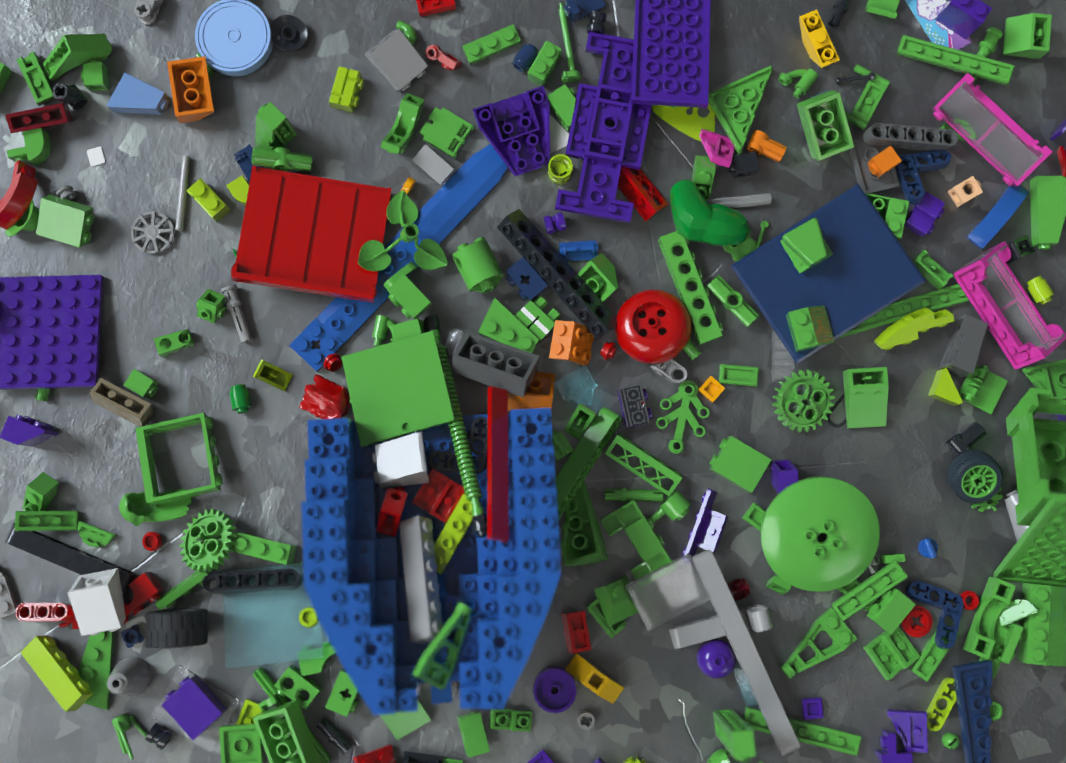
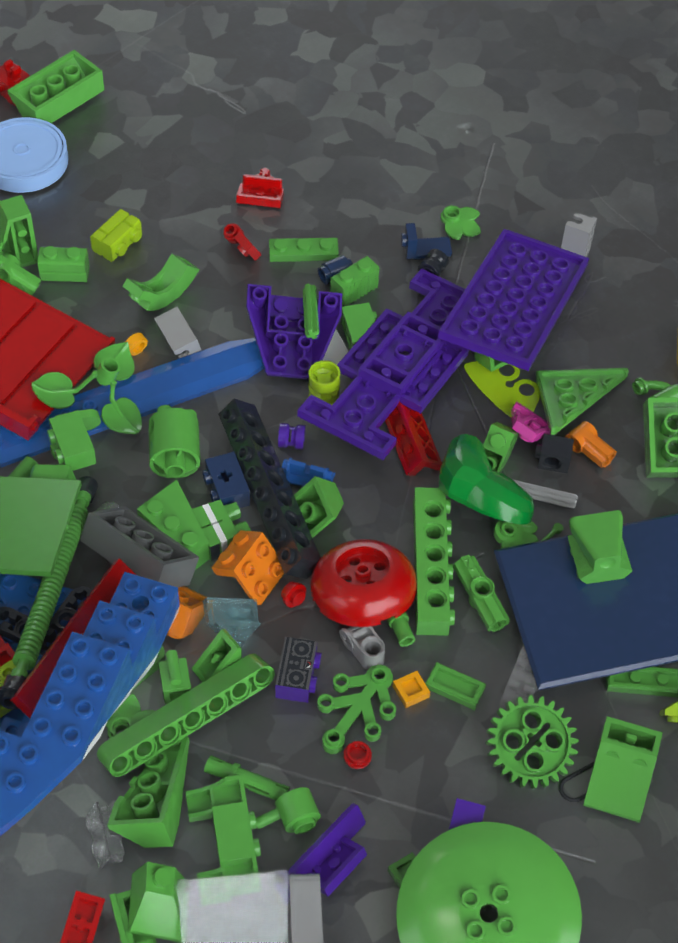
camera: 20 degrees right, 30 degrees down
(292, 25) = (83, 168): black dish -> none
(320, 134) = (63, 264): none -> bright green brick
(397, 60) = (188, 223): light grey slope -> none
(409, 31) = (216, 209): bright green arm -> none
(446, 131) = (208, 308): bright green plate -> none
(526, 110) = (310, 306): none -> bright green axle
(571, 75) = (381, 302): bright green piece -> none
(647, 457) = (288, 740): bright green fence -> none
(695, 450) = (357, 755): none -> red plate
(739, 464) = (411, 792): bright green brick -> none
(809, 328) = (570, 644): bright green slope -> none

